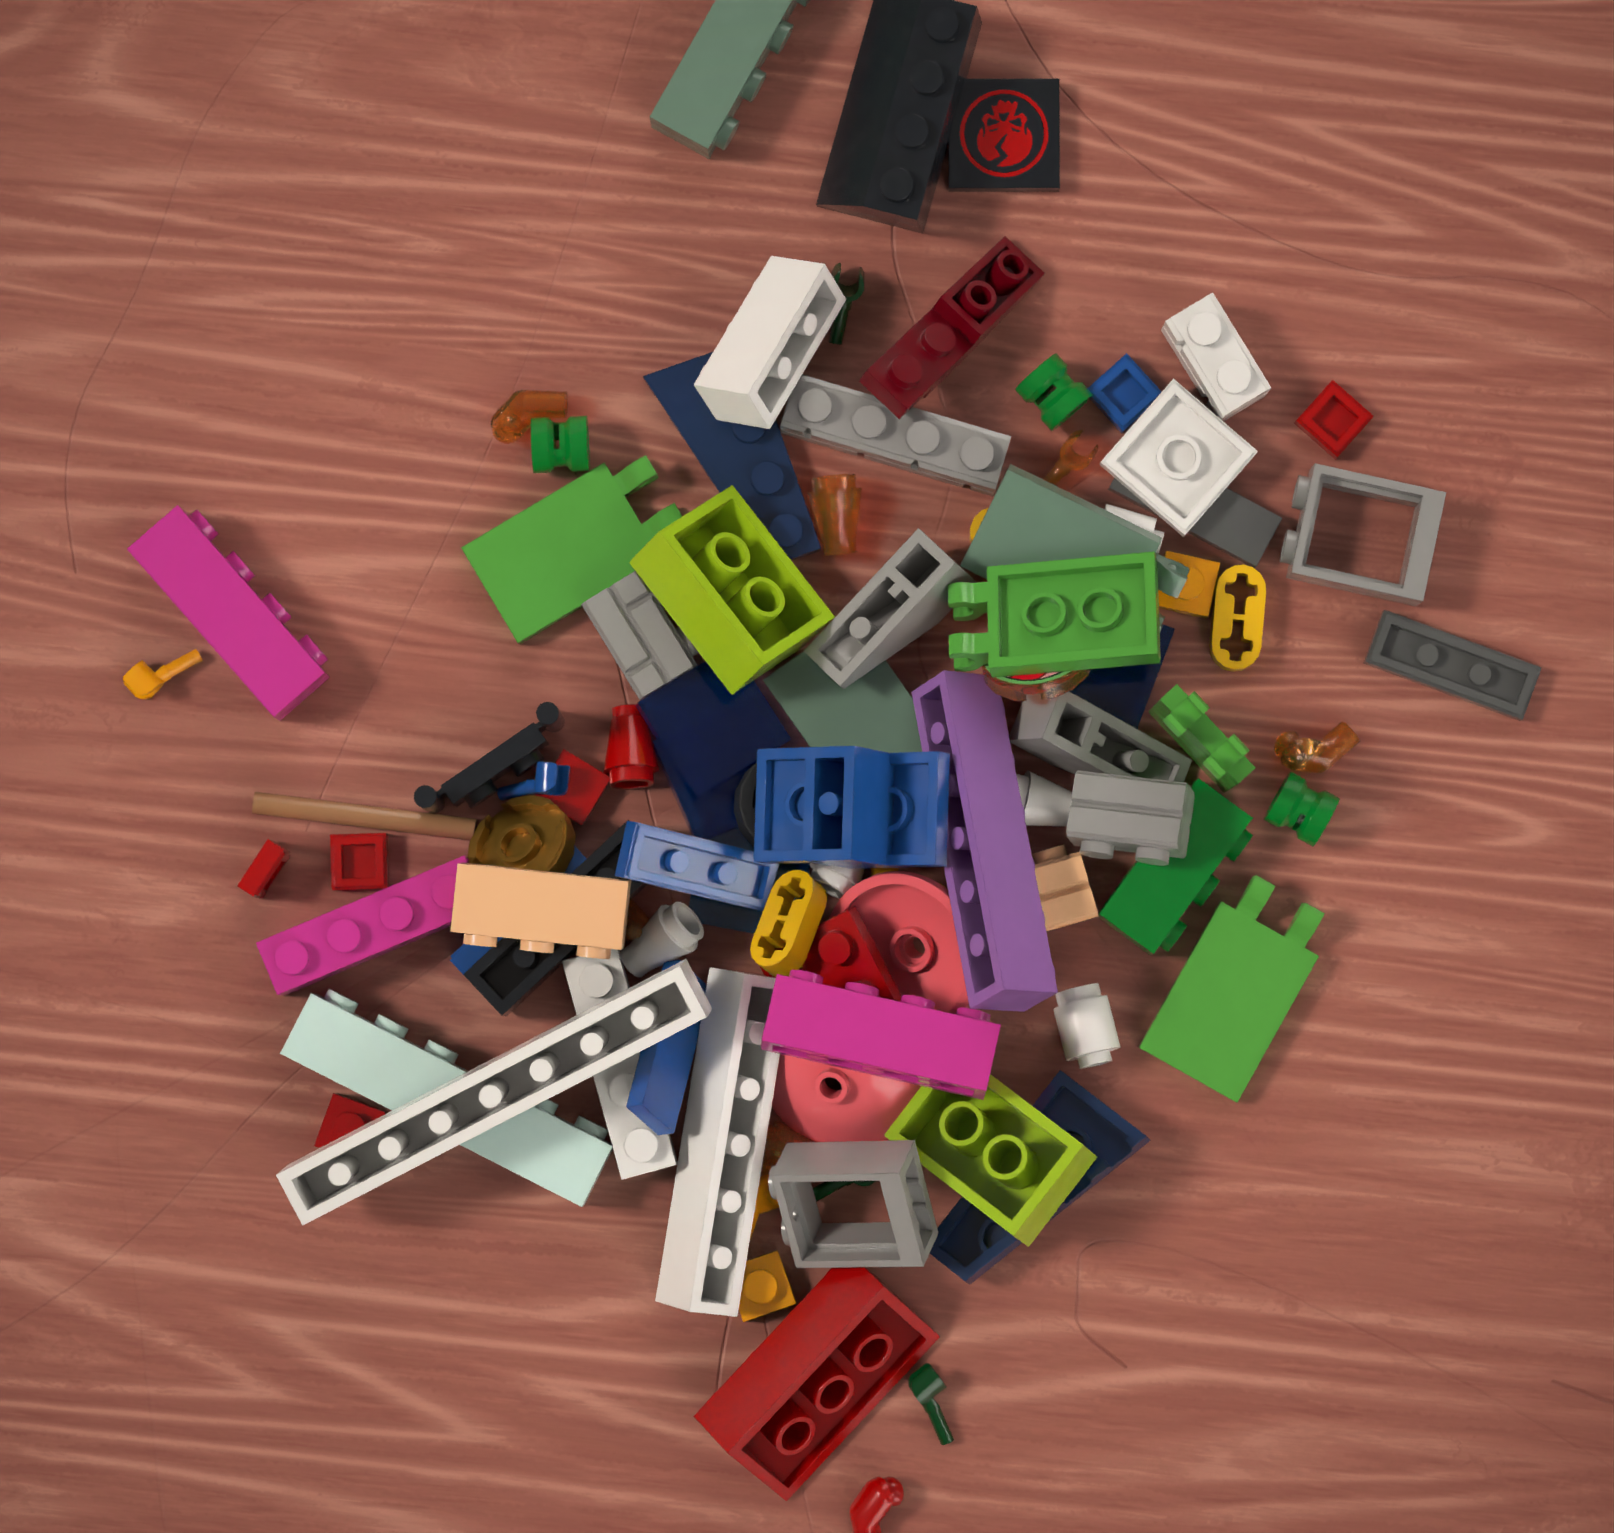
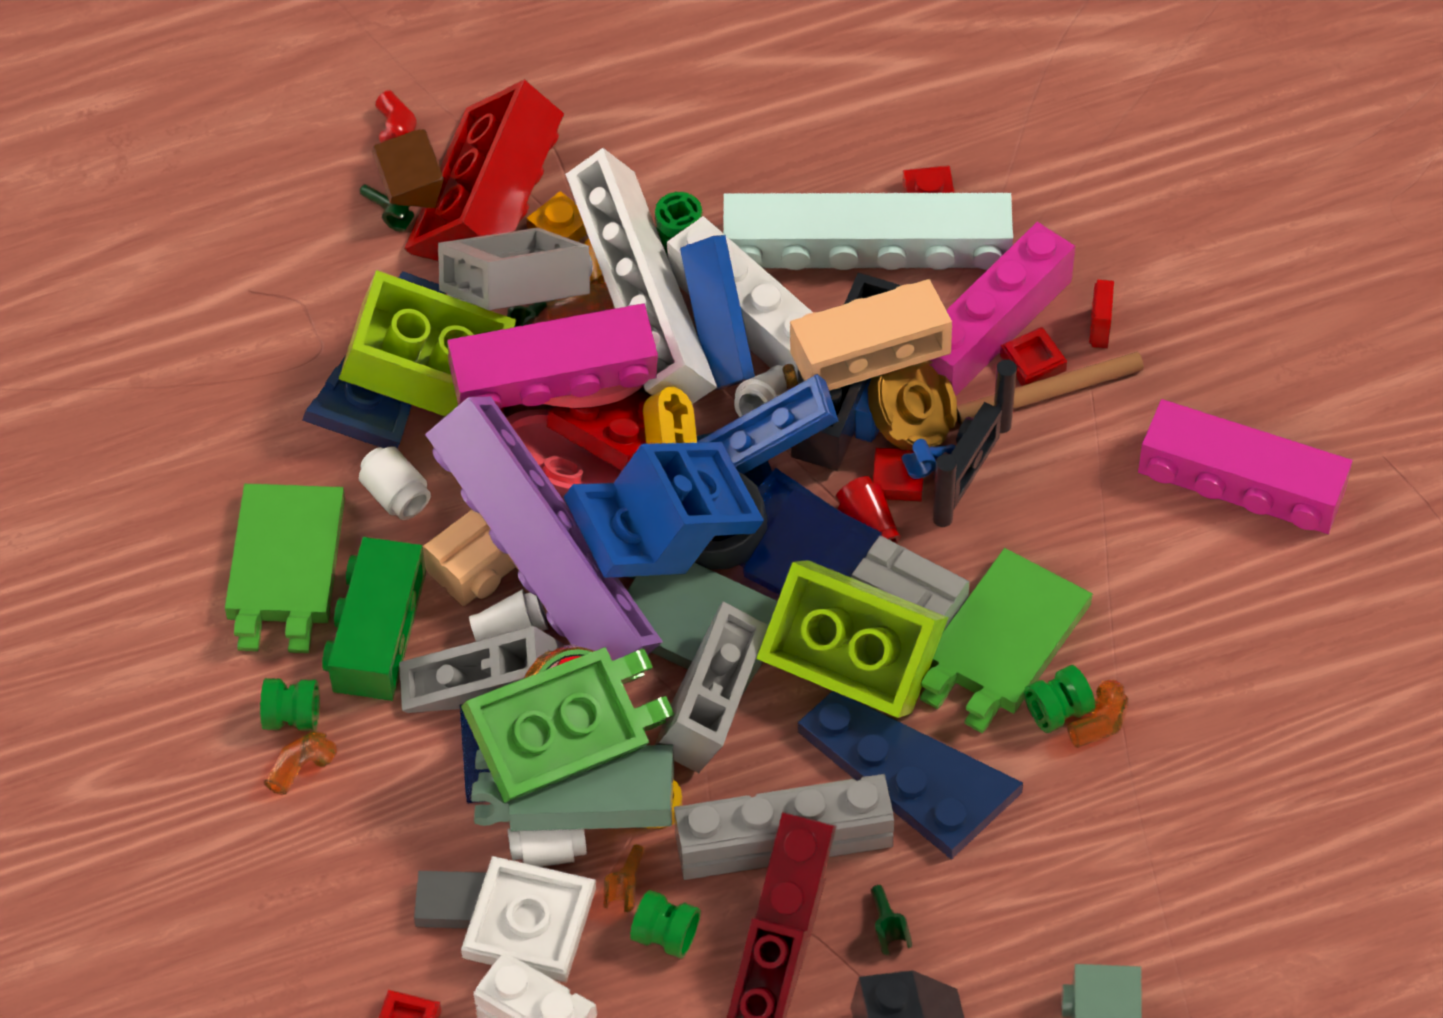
camera: 155 degrees right, 30 degrees down
(146, 683) = (1278, 399): light orange hand -> none
(494, 1092) = (827, 211): white brick -> none
(646, 1201) = (675, 213): none -> green wheel
(770, 342) = (930, 830): white brick -> none
(836, 511) = (801, 754): clear orange cone -> none
(896, 1423) = (409, 169): none -> reddish brown slope
(1123, 393) = (604, 961): blue tile -> none
(1130, 816) = (430, 612): light grey brick -> none
(1198, 590) = (469, 842): light orange plate -> none
(1201, 739) = (399, 681): bright green tile -> none
(1224, 616) = (425, 825): yellow beam -> none
(1420, 542) = (326, 893): light grey window -> none
(1452, 665) = (209, 877): dark grey tile -> none

